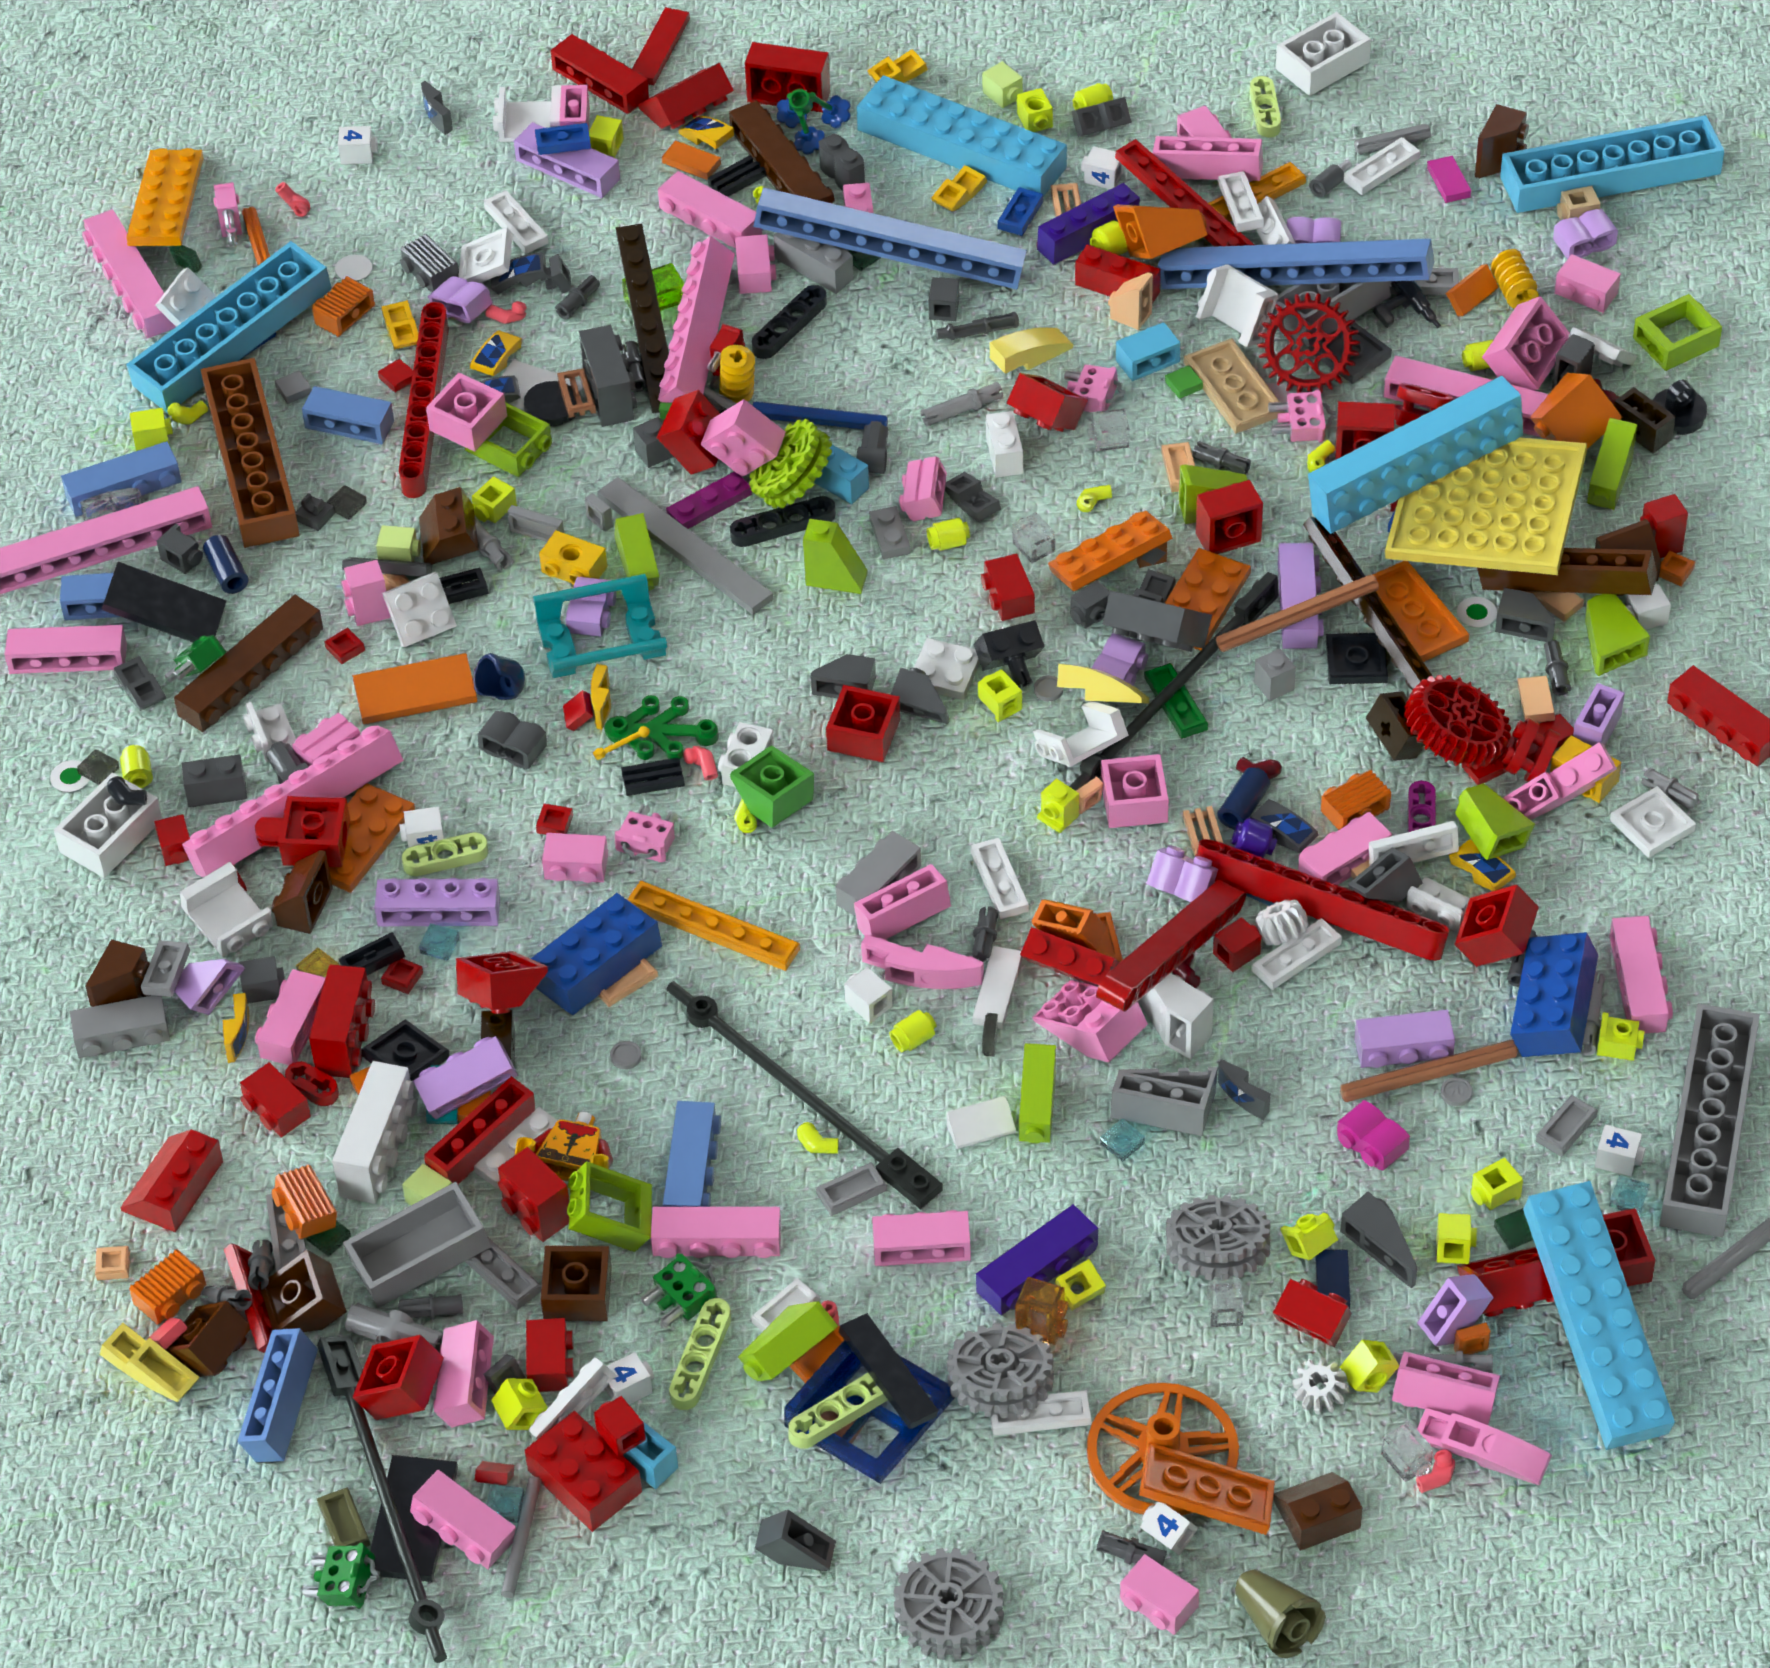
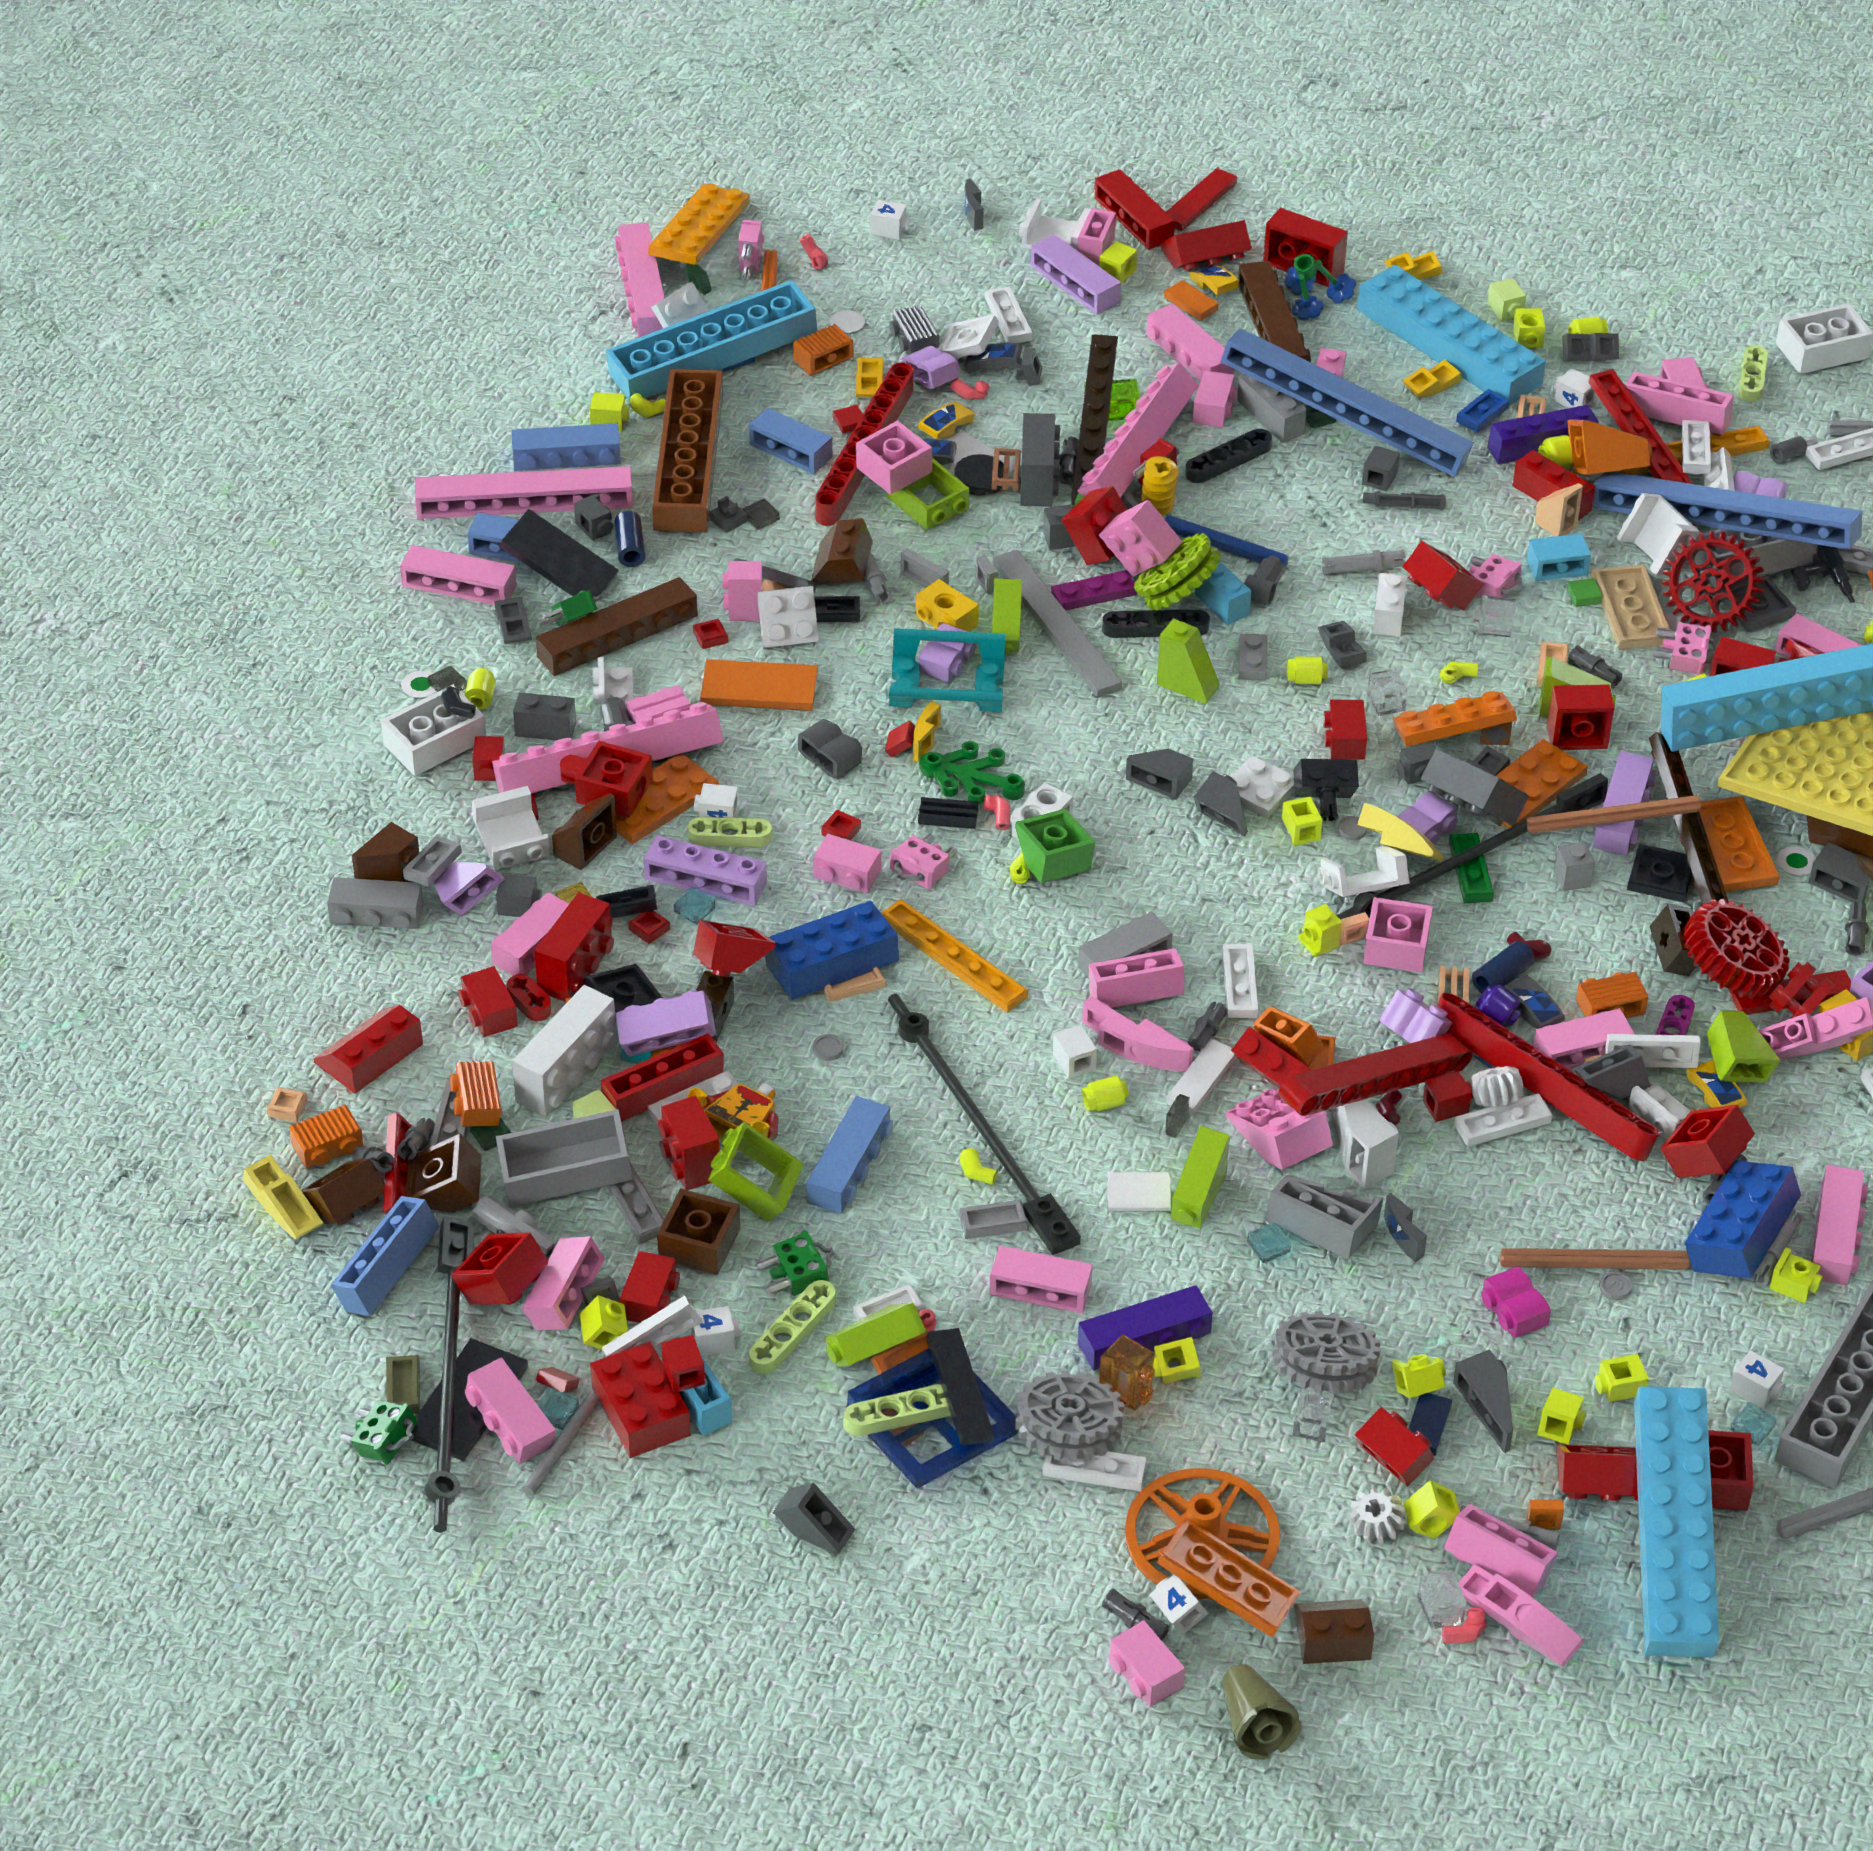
camera: 15 degrees right, 5 degrees down
(110, 502) = (547, 462): clear slope -> none
(169, 1332) = (310, 1176): coral tile -> none
(236, 1029) = (478, 933): yellow slope -> none
(293, 387) = (750, 406): light grey tile -> none
(398, 544) = (791, 558): yellowish green brick -> none
(432, 1306) = (560, 1218): dark grey axle -> none
(493, 500) = (892, 540): neon yellow brick -> none
(498, 677) = (837, 691): dark blue hair -> none
(562, 139) = (1075, 252): blue plate -> none
(577, 297) = (1040, 390): dark grey axle -> none
(600, 753) = (953, 770): yellow hinge -> none
(716, 1231) = (849, 1222): bright pink brick -> none
(735, 174) = (1228, 322): black tile -> none
(840, 161) = (1327, 328): dark grey brick -> none
(863, 723) = (1161, 812): red brick -> none
(923, 488) = (1298, 625): bright pink brick -> none
(948, 1603) = (939, 1615): light grey piece -> none
(1028, 348) = (1445, 528): light yellow slope -> none
(1404, 1038) = (1579, 1222): lavender brick -> none
(1454, 1308) = (1535, 1476): lavender brick -> none
(1513, 1229) = (1622, 1425): clear green tile -> none
(1536, 698) = (1825, 950): light nougat tile -> none
(1566, 1125) = (1714, 1344): light grey tile -> none

